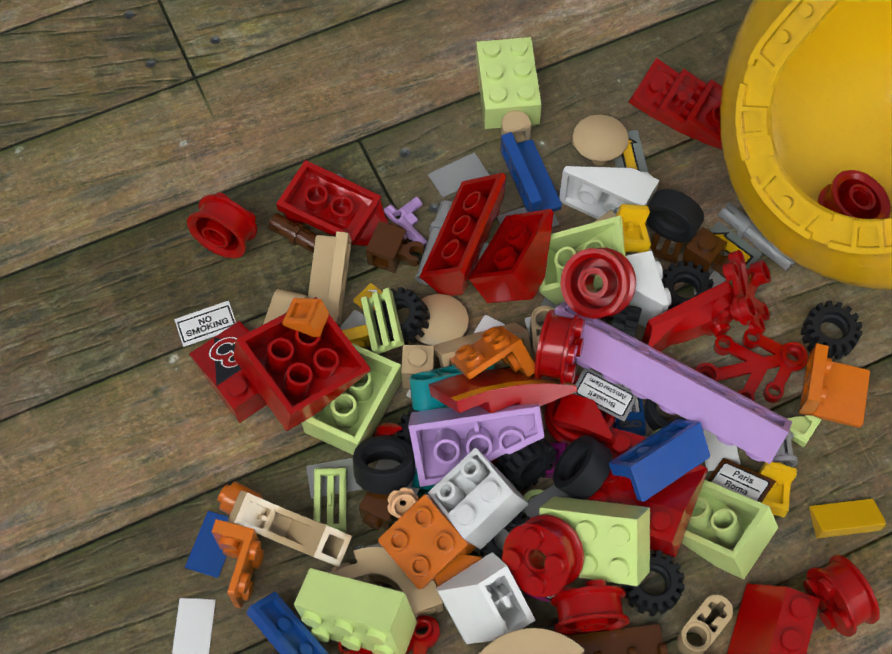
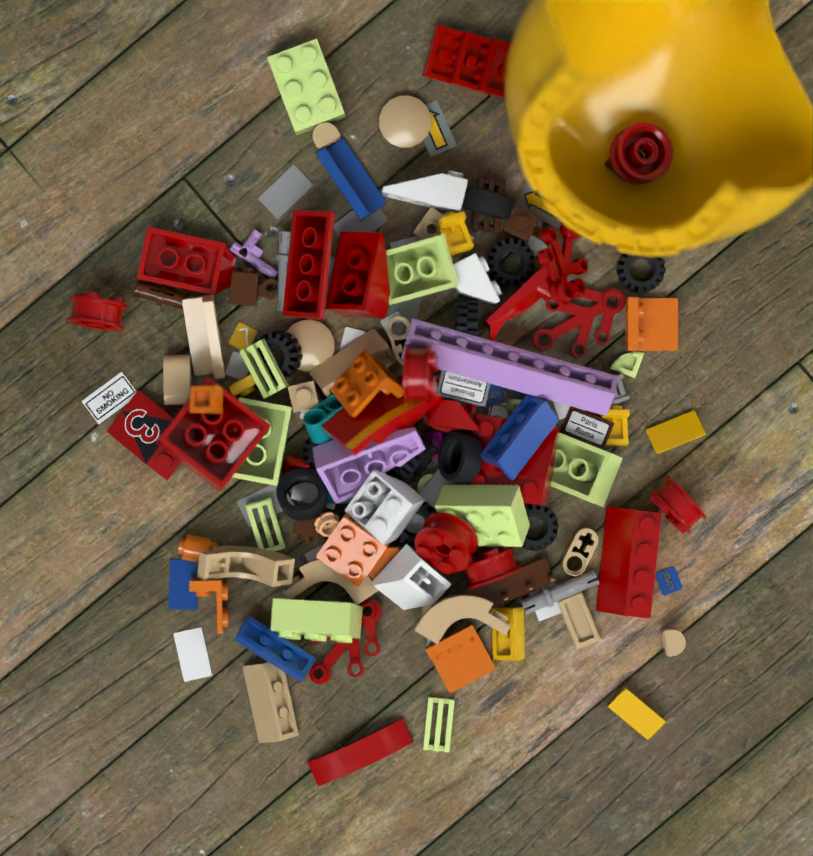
camera: 15 degrees left, 25 degrees up
(617, 279) = (440, 290): red wheel -> none

